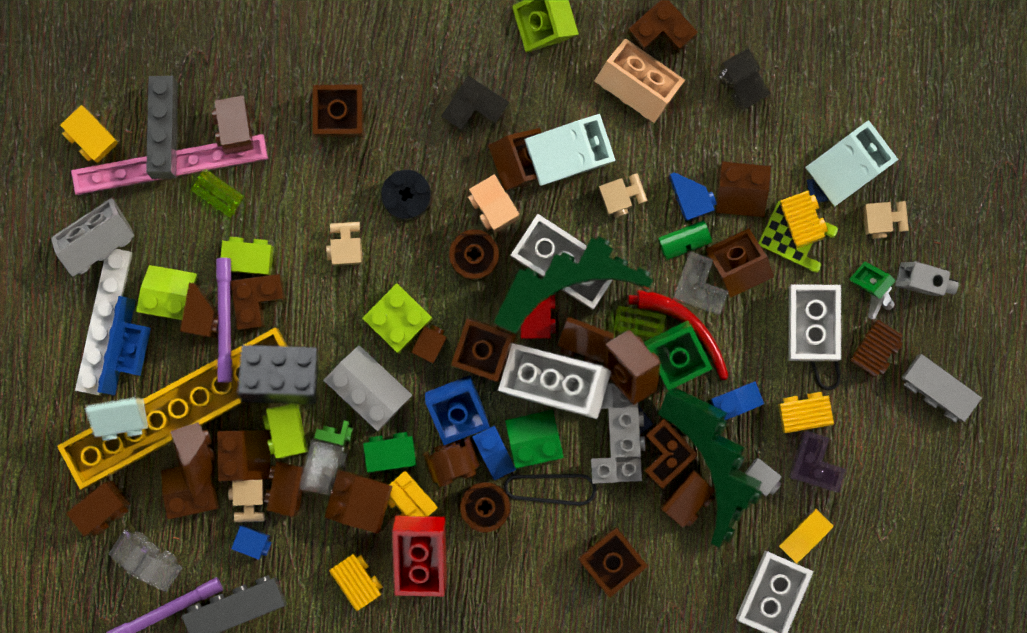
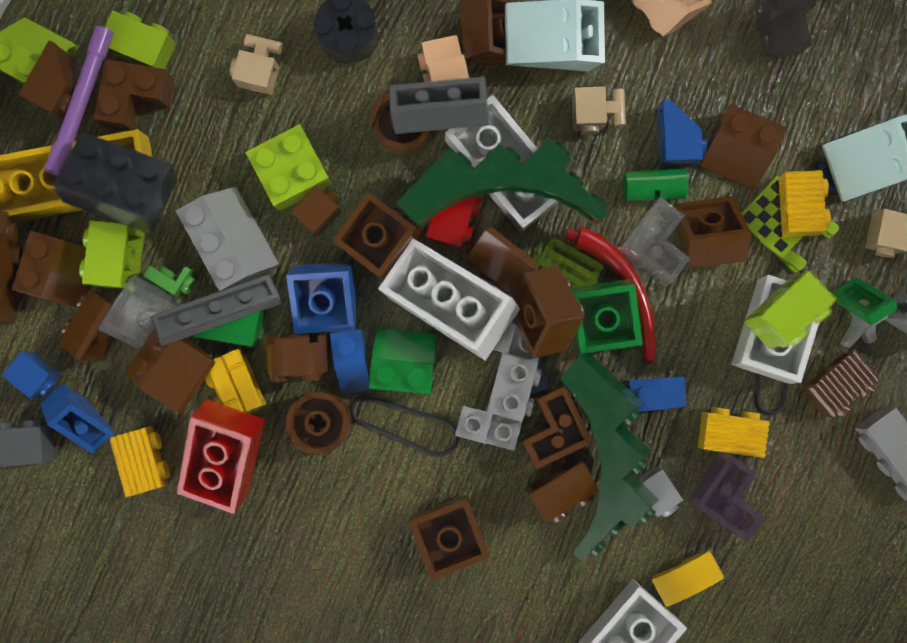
camera: 10 degrees right, 0 degrees up
(248, 494) = (47, 319): tan brick -> none
(296, 564) = (76, 419): none -> blue slope
(379, 446) = (215, 310): none -> dark grey tile
(501, 238) = (439, 105): none -> dark grey brick
(810, 310) = (790, 311): none -> lime brick

